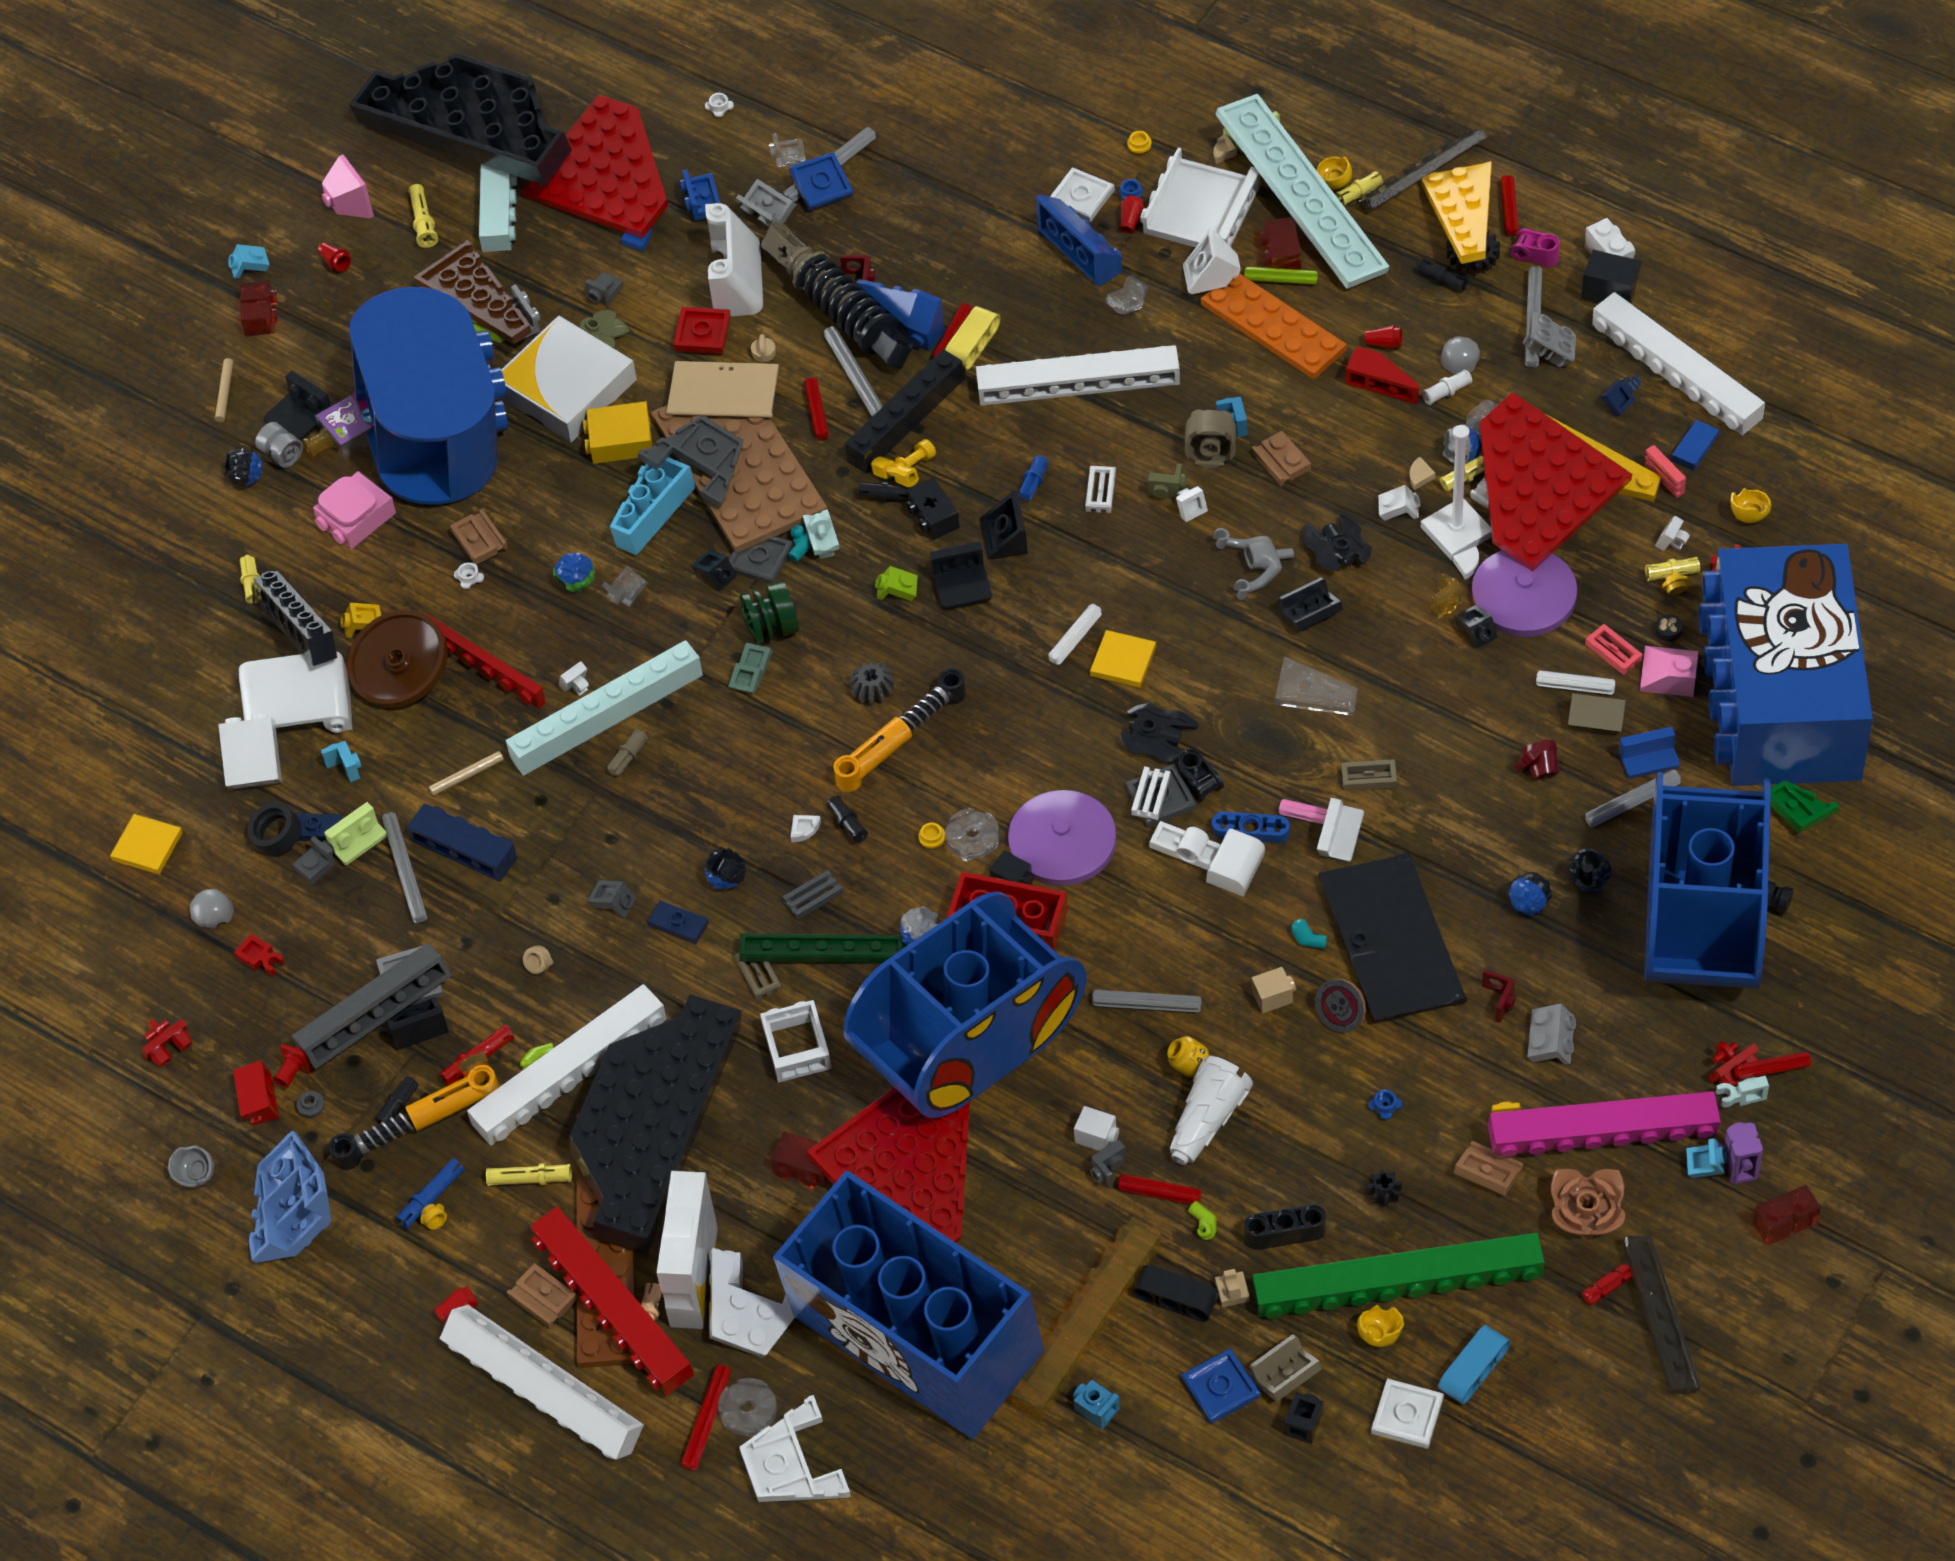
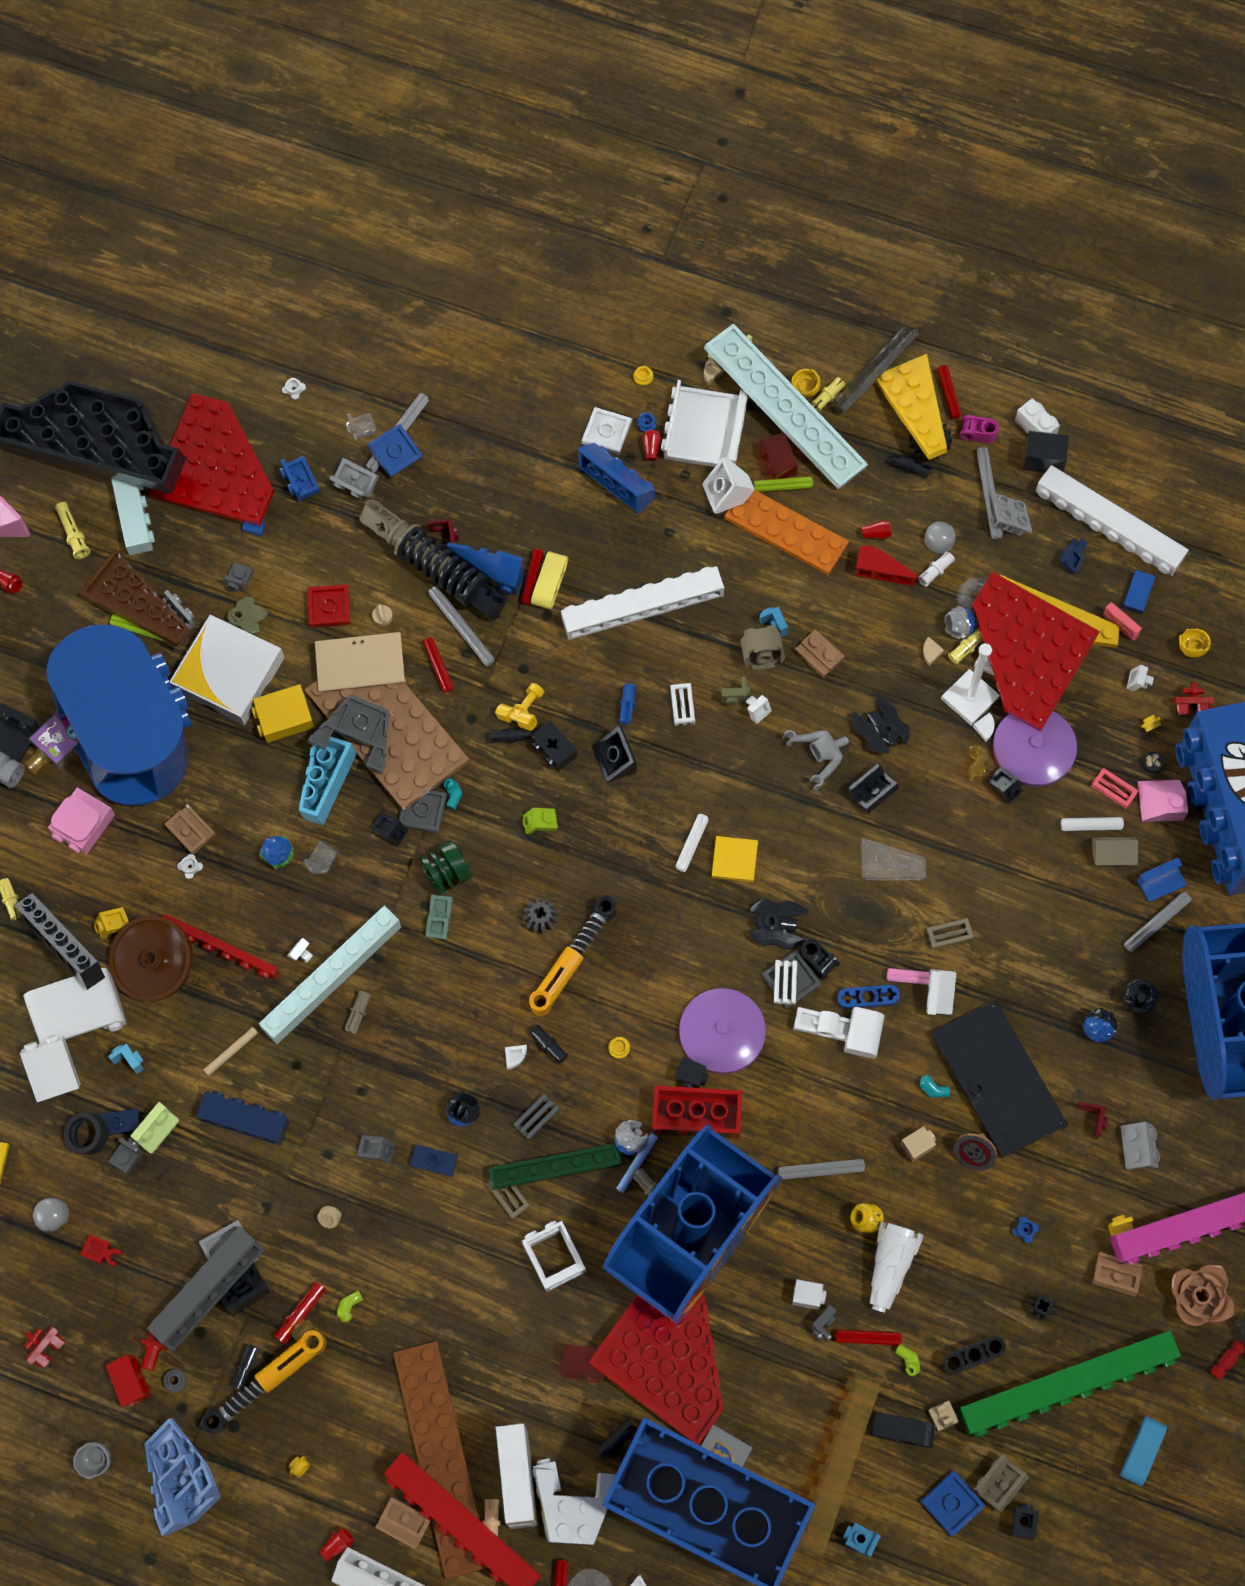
camera: 15 degrees left, 15 degrees up
(404, 868) = (200, 1148): light grey axle -> none
(429, 1193) = (295, 1439): blue pin -> none
(523, 1175) = (394, 1408): light yellow pin -> none
(563, 1066) = (375, 1310): white brick -> none
(647, 1115) = (452, 1352): black brick -> none
(738, 277) = (350, 562): white windscreen -> none
(821, 534) = (469, 783): light aqua hips -> none
(904, 410) = (511, 658): black brick -> none
(960, 575) = (590, 806): black bracket -> none
(972, 847) = (653, 1029): clear plate -> none
(1129, 297) = (667, 523): clear bracket -> none
(1380, 1326) = (1066, 1431): yellow hair -> none
(1398, 502) = (921, 682): white bracket -> none
(1407, 1413) = (1100, 1501): white tile -> none
(1540, 758) = (1080, 901): dark red piece -> none
(1672, 566) = (1145, 709): light yellow pin -> none

